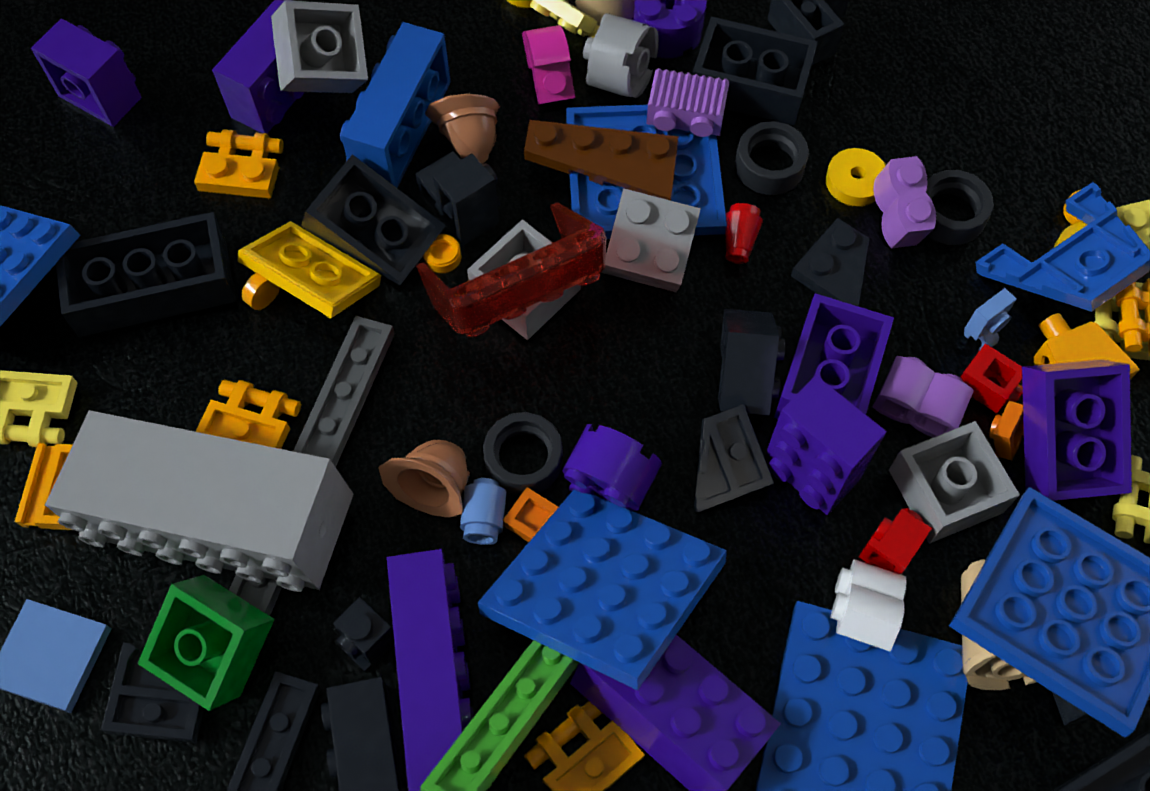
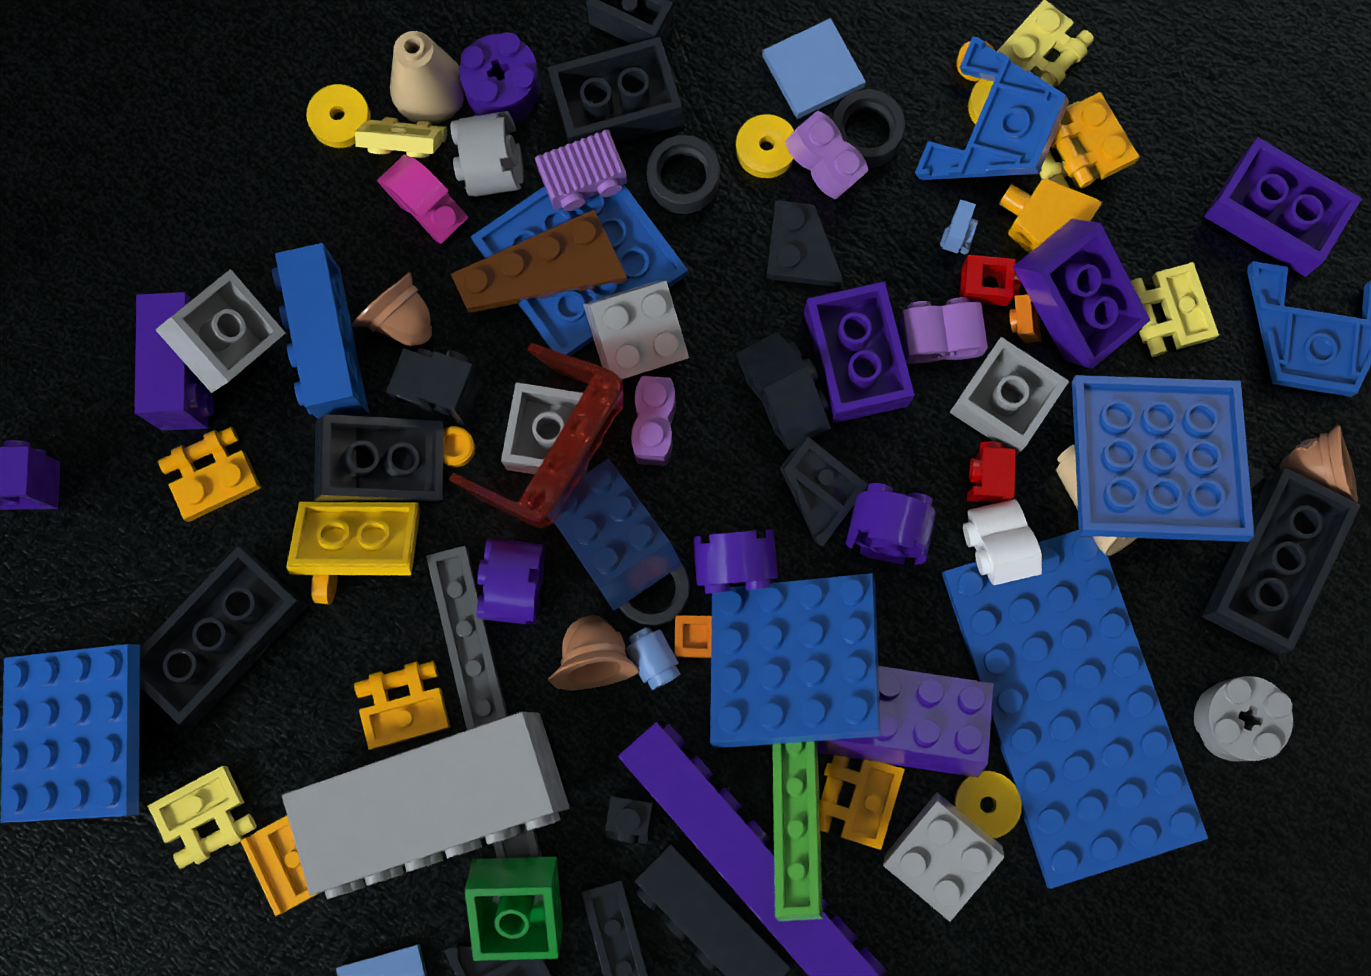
camera: 30 degrees left, 15 degrees up
(407, 371) = (510, 581): none -> dark purple brick
(517, 384) = (615, 536): none -> dark blue brick
(617, 322) = (652, 427): none -> medium lavender brick
(741, 231) = (702, 266): red cone -> none
(773, 525) = (891, 524): none -> dark purple brick
(822, 445) = (896, 438): dark purple brick -> none
(936, 137) = (813, 68): none -> medium blue tile

